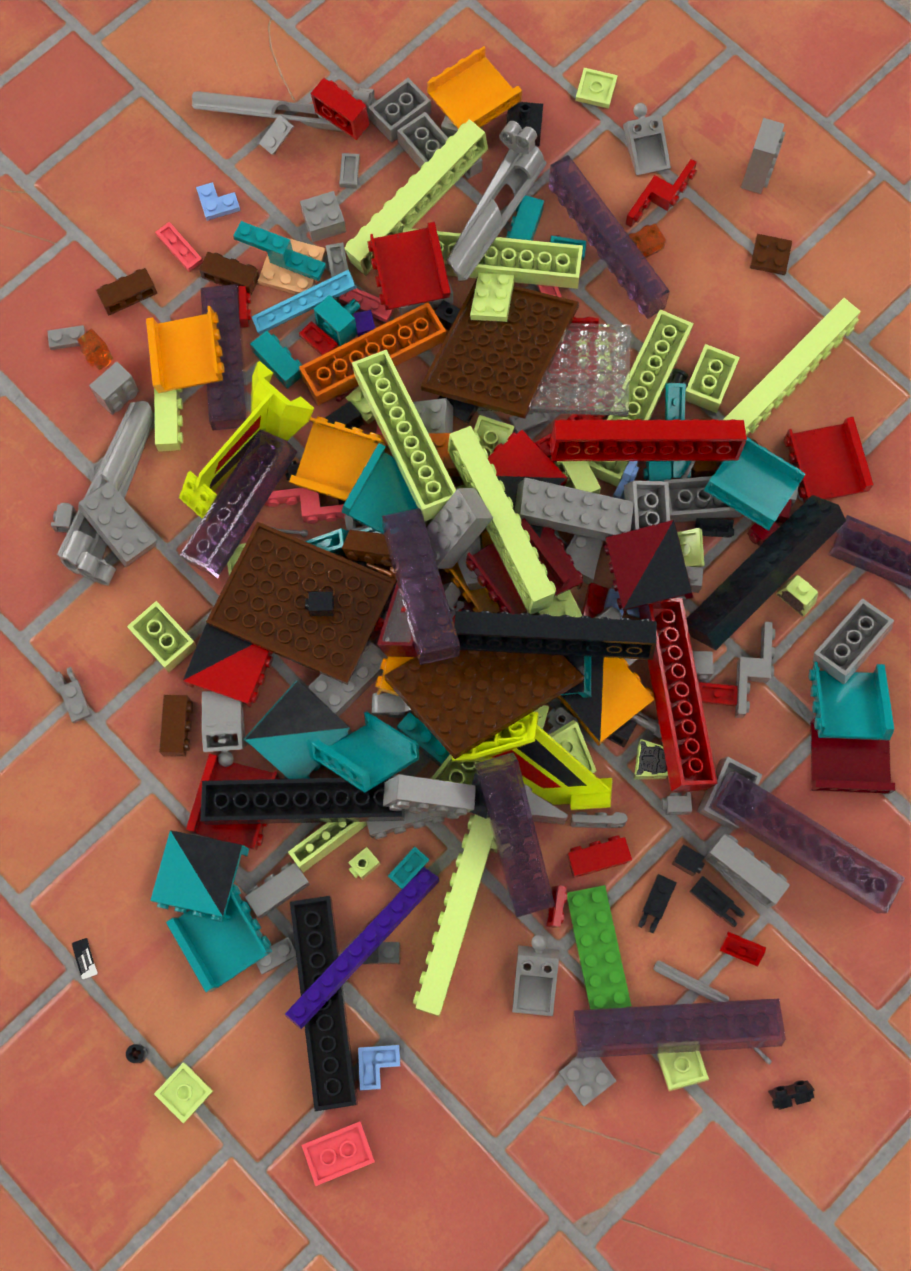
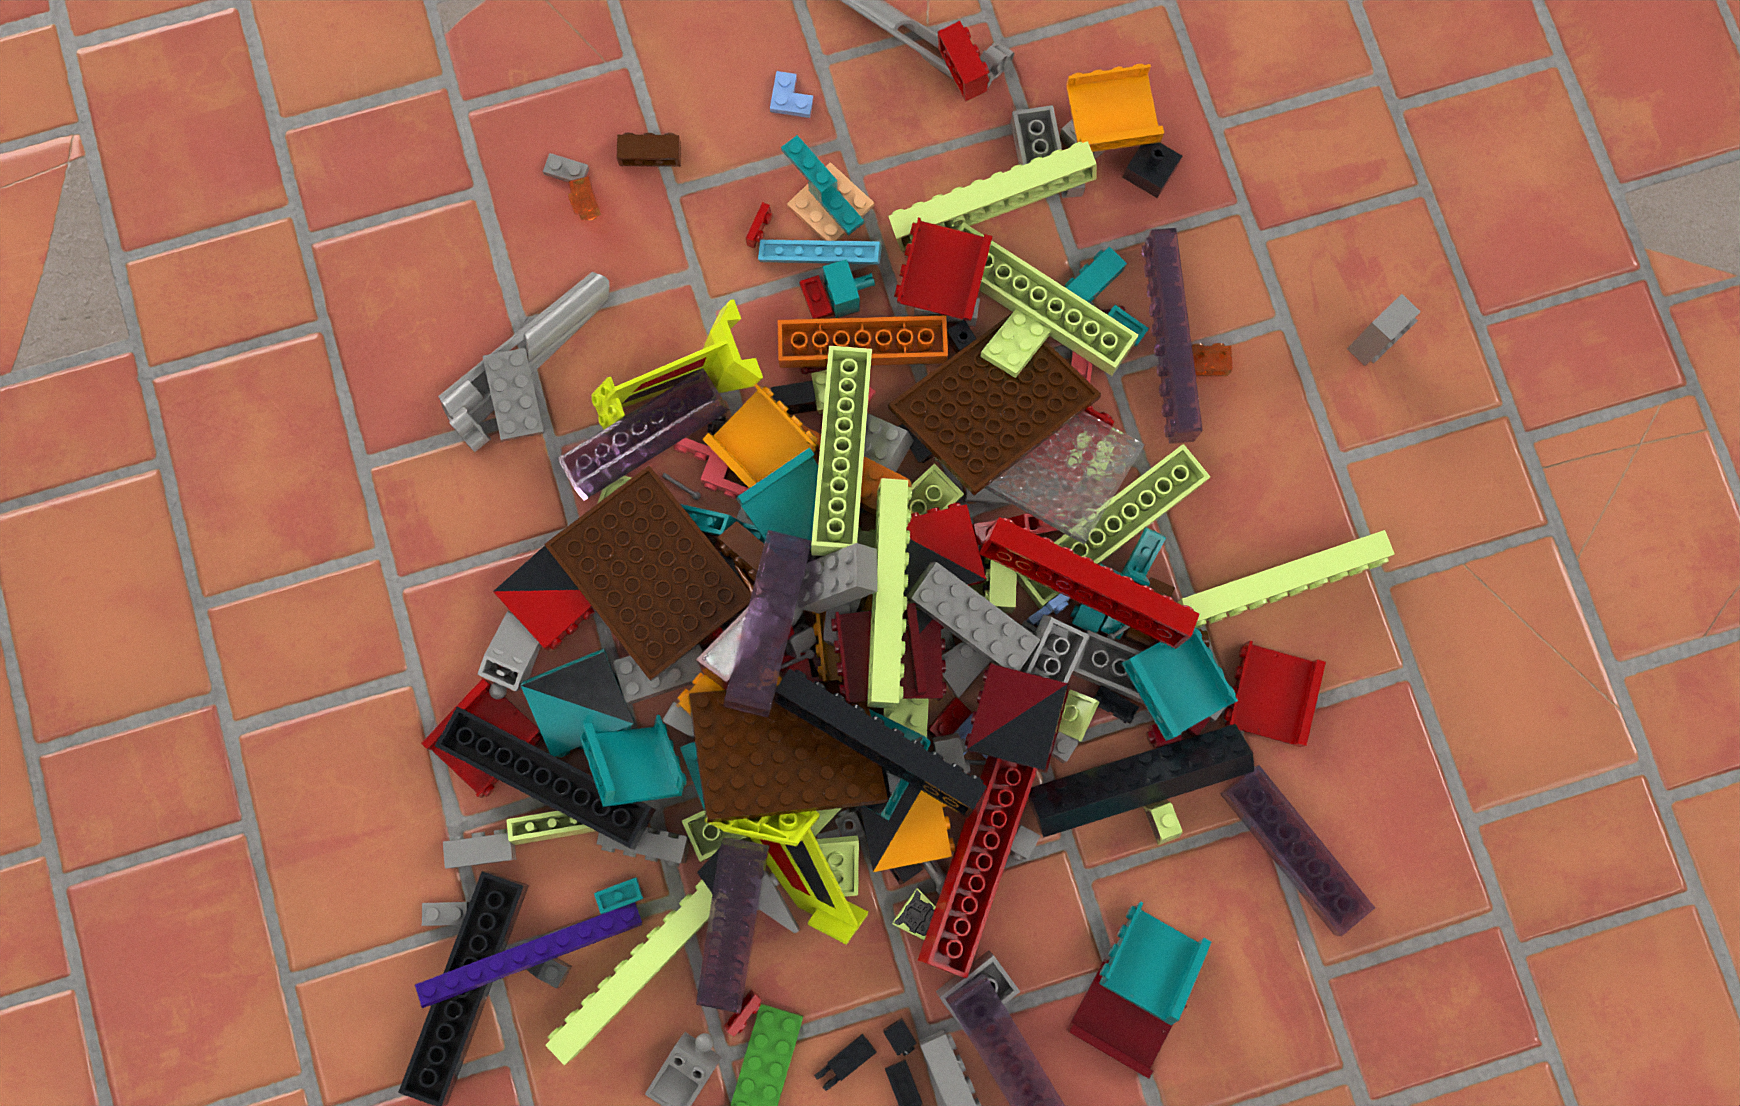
camera: 25 degrees right, 5 degrees up
(63, 517) = (466, 359): light grey brick -> none
(73, 697) = (384, 548): light grey hinge -> none
(84, 958) = (263, 818): sticker -> none
(114, 388) = (582, 249): light grey brick -> none
(132, 1049) = (267, 935): black bush -> none
(162, 636) = (498, 533): yellowish green brick -> none
(168, 420) = (624, 300): yellowish green brick -> none
(175, 725) = (466, 631): reddish brown brick -> none
(179, 246) = (726, 127): coral plate -> none
(183, 1092) = (288, 1002): yellowish green plate -> none
(185, 352) = (670, 246): light orange panel -> none
(197, 875) = (408, 795): panel -> none
(219, 948) = (398, 868): teal panel -> none
(228, 272) = (762, 180): reddish brown brick -> none
(228, 397) = (710, 270): brick -> none
(276, 134) = (887, 54): light grey plate -> none
(277, 358) = (763, 297): teal brick -> none
(320, 603) = (664, 585): black brick -> none
(323, 216) = (888, 167): light grey brick -> none
(336, 258) = (879, 222): light grey plate -> none
(349, 170) = (943, 129): light grey tile -> none
(363, 864) = (576, 868): yellowish green brick -> none
(364, 322) = (870, 304): dark purple brick -> none
(367, 302) = (884, 283): coral plate -> none
(371, 1061) = (485, 1068): light blue plate -> none
(398, 108) = (1029, 87): light grey brick -> none
(429, 796) = (661, 841): light grey brick -> none
(519, 171) = (1118, 218): light grey panel -> none
(596, 88) = (1251, 163): yellowish green plate -> none
(598, 856) = (812, 984): red brick -> none
(599, 820) = (834, 947): light grey hinge -> none
(649, 145) = (1271, 255): light grey slope -> none
(661, 193) = (1257, 314): red bracket -> none
(677, 804) = (920, 973): light grey brick -> none
(678, 376) = (1164, 525): black bush -> none
(711, 378) = (1198, 543): yellowish green brick -> none
(718, 694) = (1023, 881): red plate -> none
(754, 669) = (1075, 875): light grey bracket -> none
(771, 254) = (1338, 438): reddish brown plate -> none
(853, 641) = (1192, 900): light grey brick -> none

